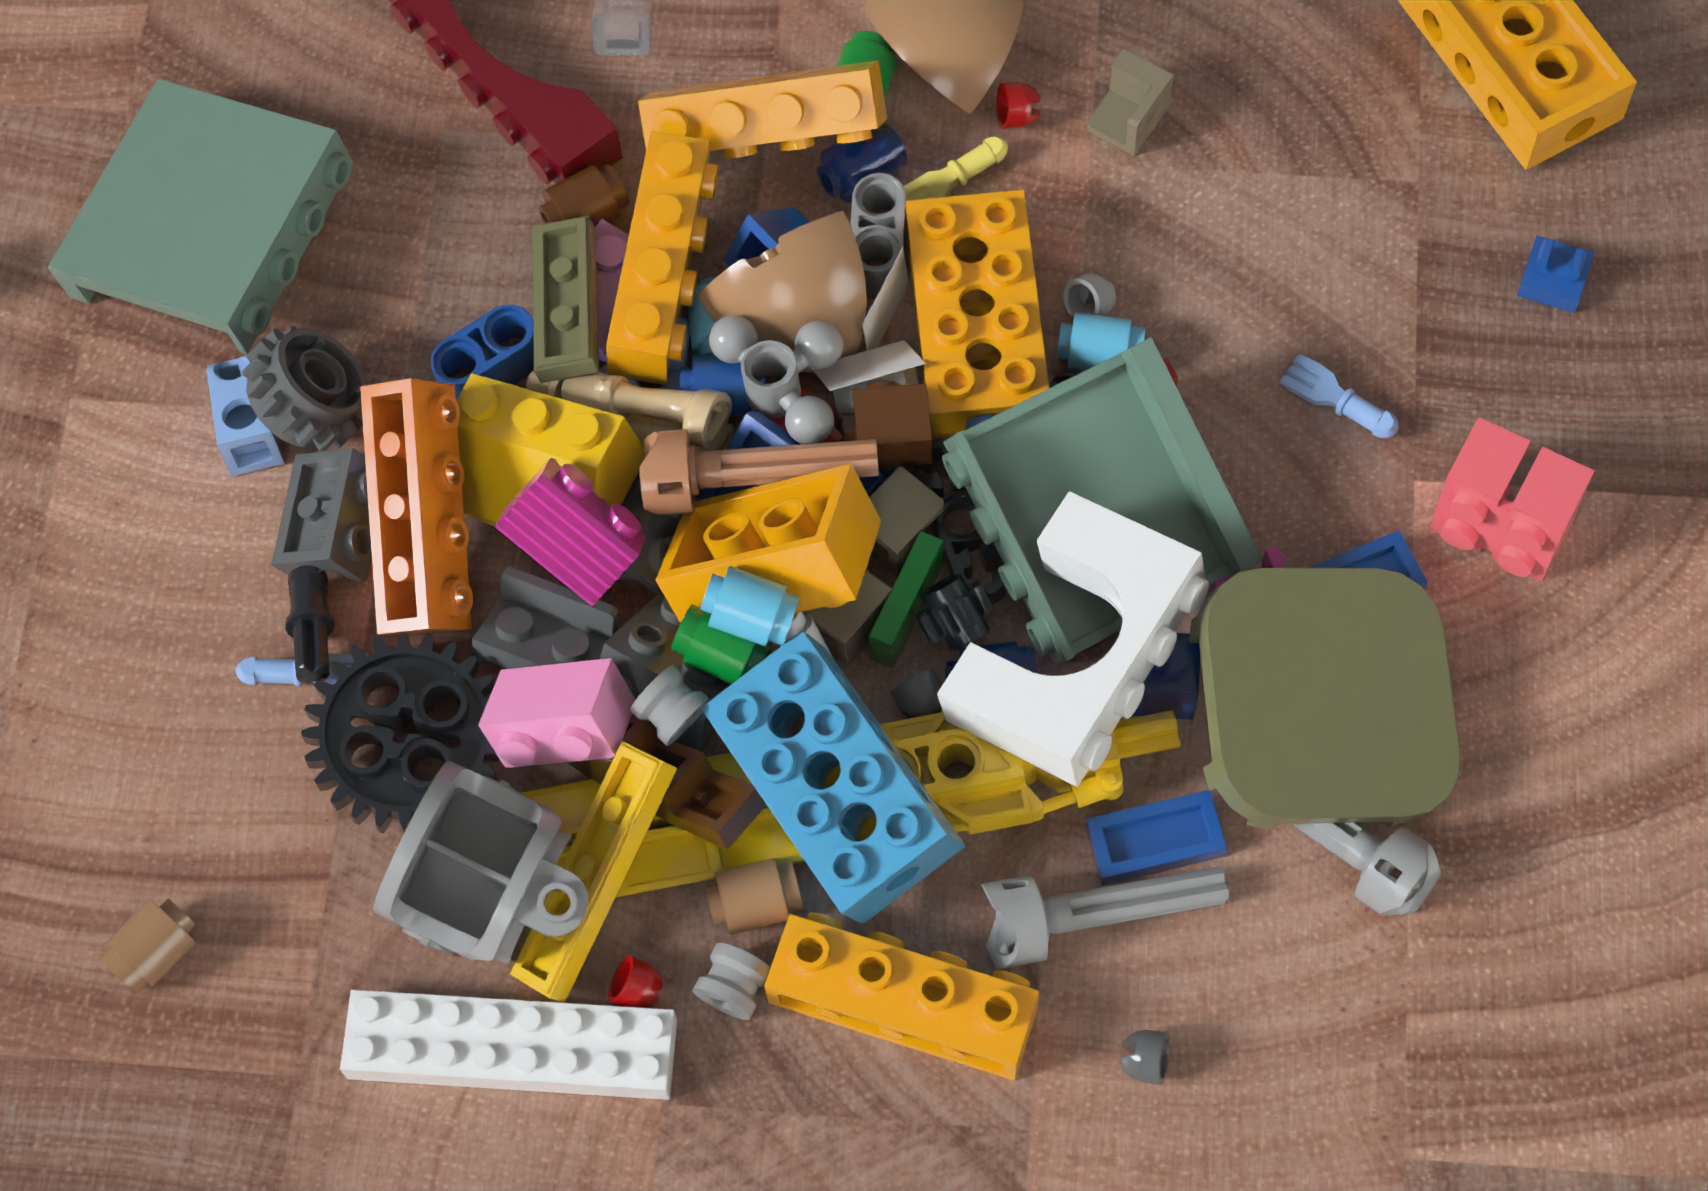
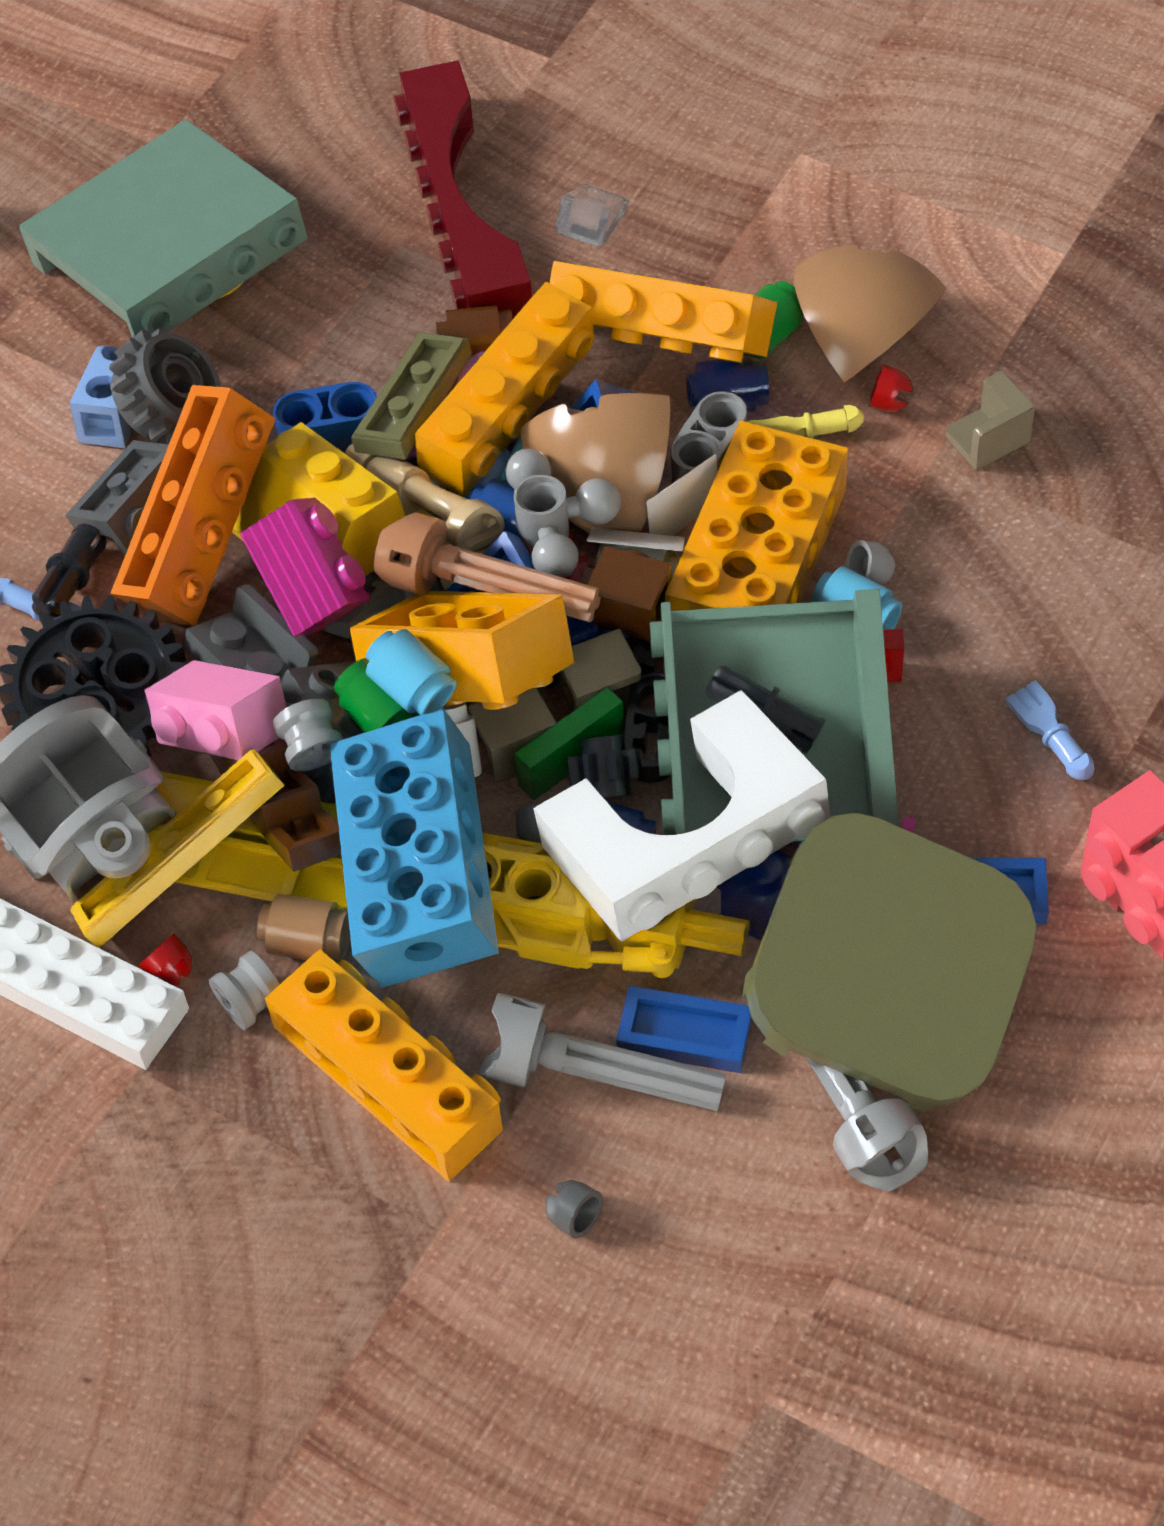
camera: 25 degrees right, 10 degrees down
(1123, 497) = (793, 721): none -> black axle

